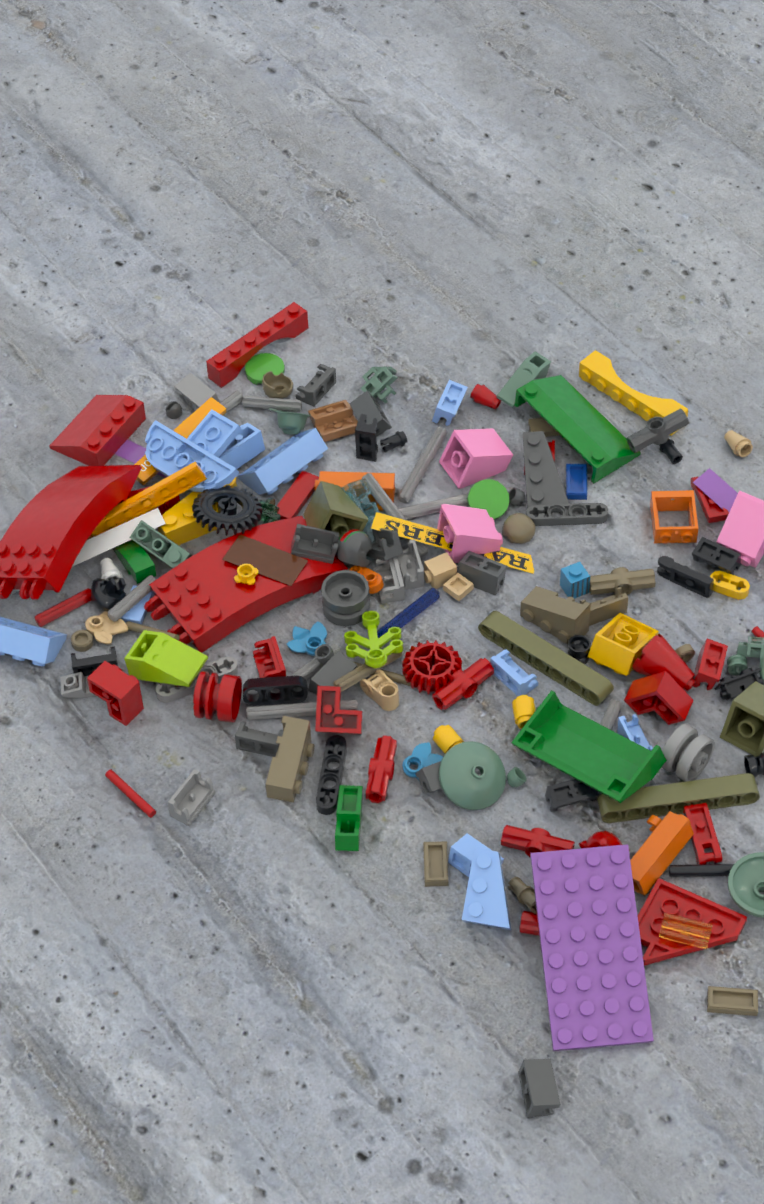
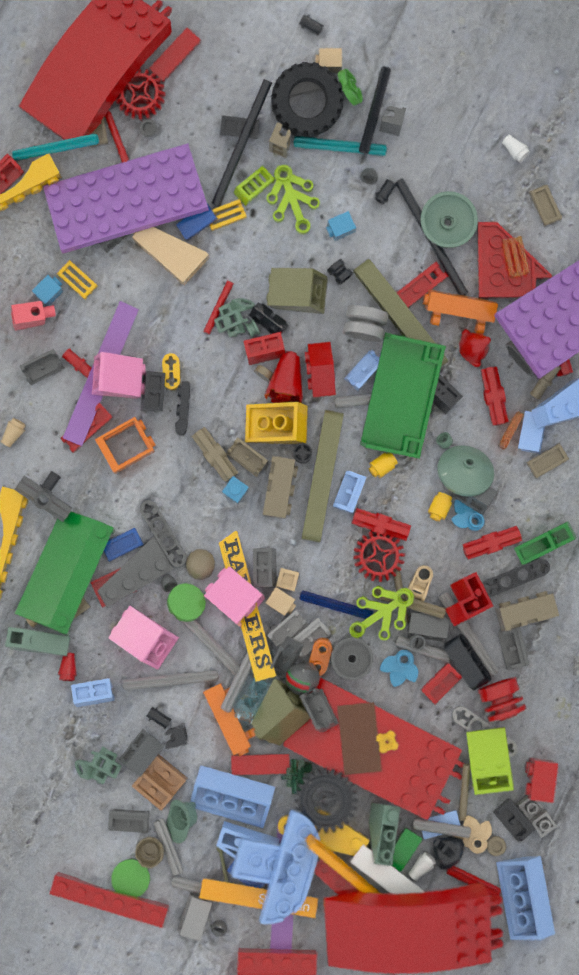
camera: 125 degrees left, 35 degrees up
(489, 837) = (510, 430): none -> clear orange tile

